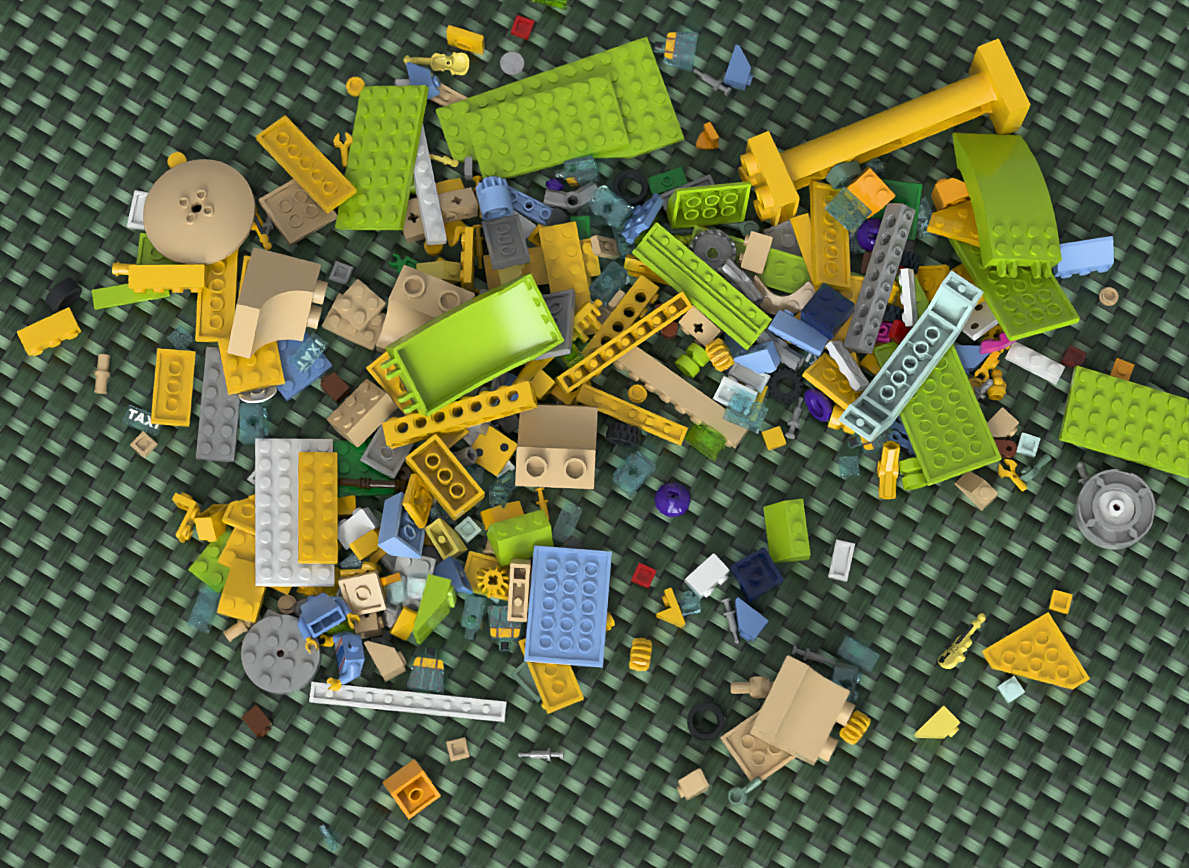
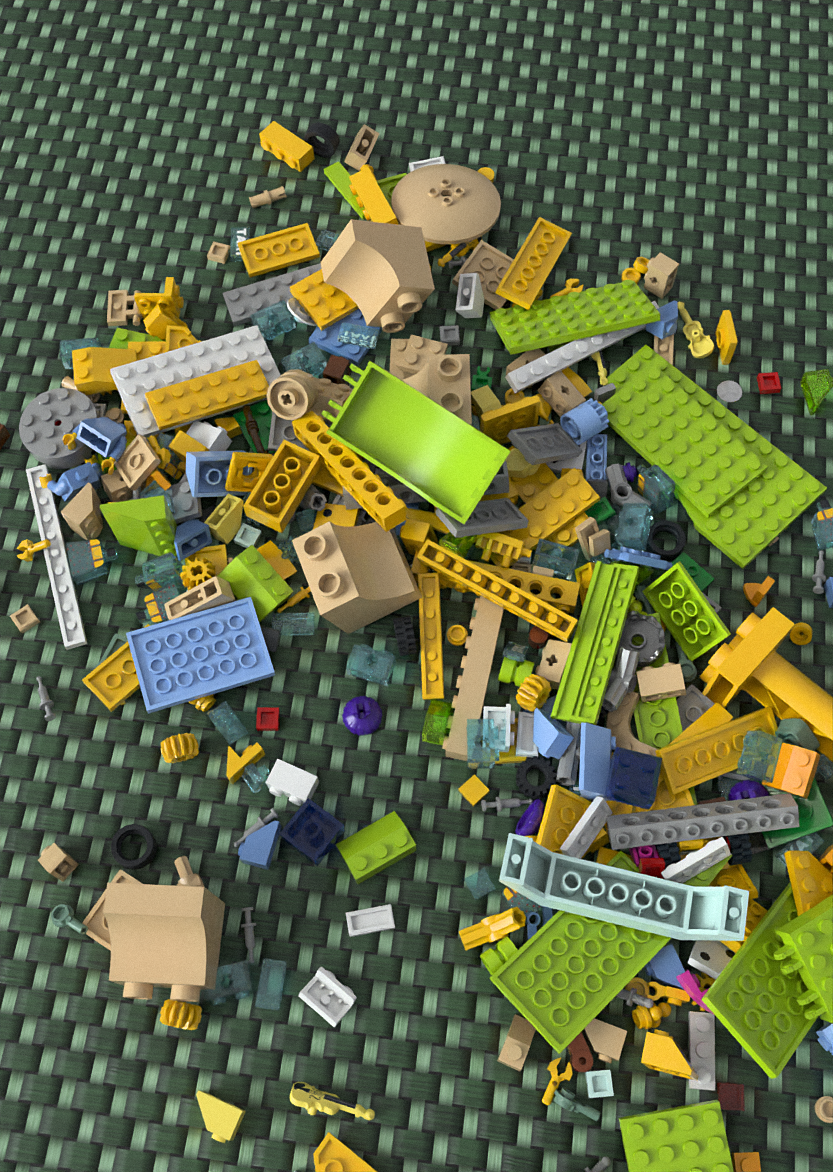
camera: 70 degrees right, 10 degrees down
(91, 261) = (361, 147): none -> tan brick
(165, 560) = (118, 308): none -> tan plate
(309, 403) = (306, 359): none -> clear light blue brick
(316, 236) = (470, 296): none -> white slope
(350, 70) = (641, 264): none -> yellow tile
(362, 432) = (292, 394): none -> tan wheel
(374, 62) = (660, 275): none -> tan brick
(394, 719) = (30, 548): none -> yellow bar
(612, 241) = (599, 542): none -> tan tile
(636, 608) = (227, 722): none -> clear light blue hips
(677, 352) = (515, 651): none -> clear light blue tile
(759, 124) = (801, 633): none -> yellow tile
(886, 613) = (328, 996): none -> white bracket
(1030, 387) = (666, 1056): none -> yellow slope

